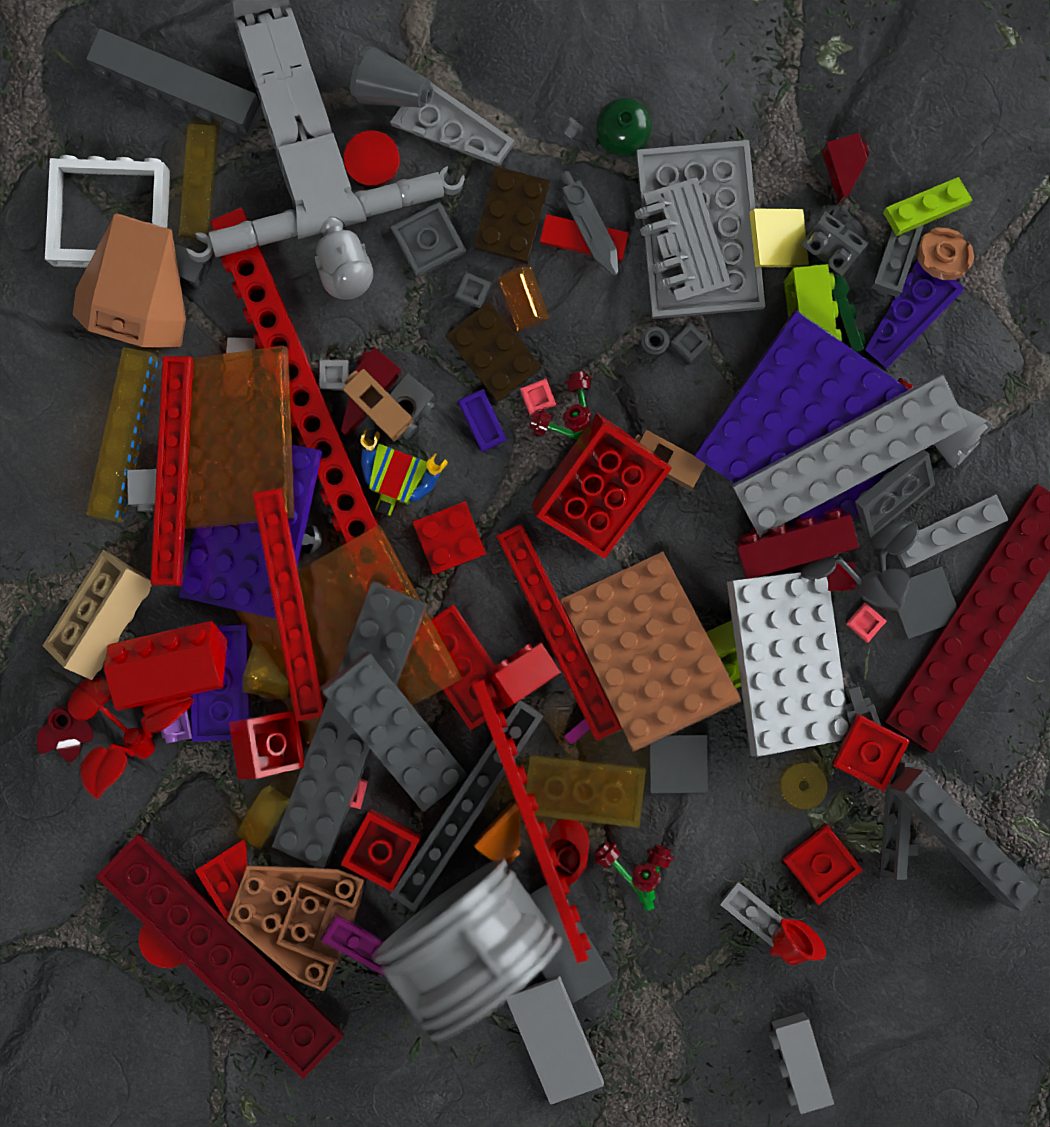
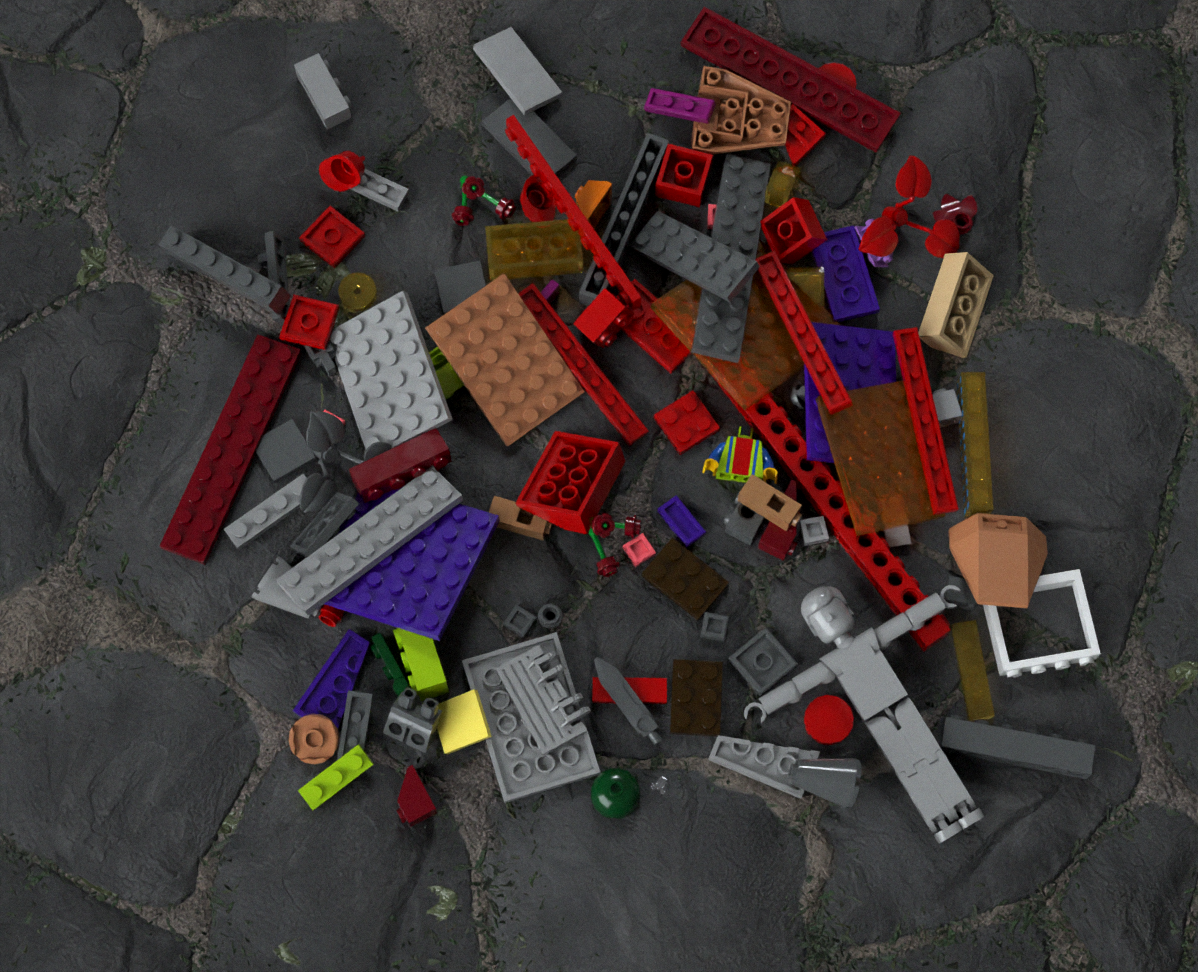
camera: 170 degrees right, 15 degrees down
(166, 665) = (887, 270): red slope -> none
(467, 950) = (600, 106): light grey wheel -> none
(524, 297) = (669, 630): clear orange slope -> none
(841, 580) = (356, 451): dark red tile -> none

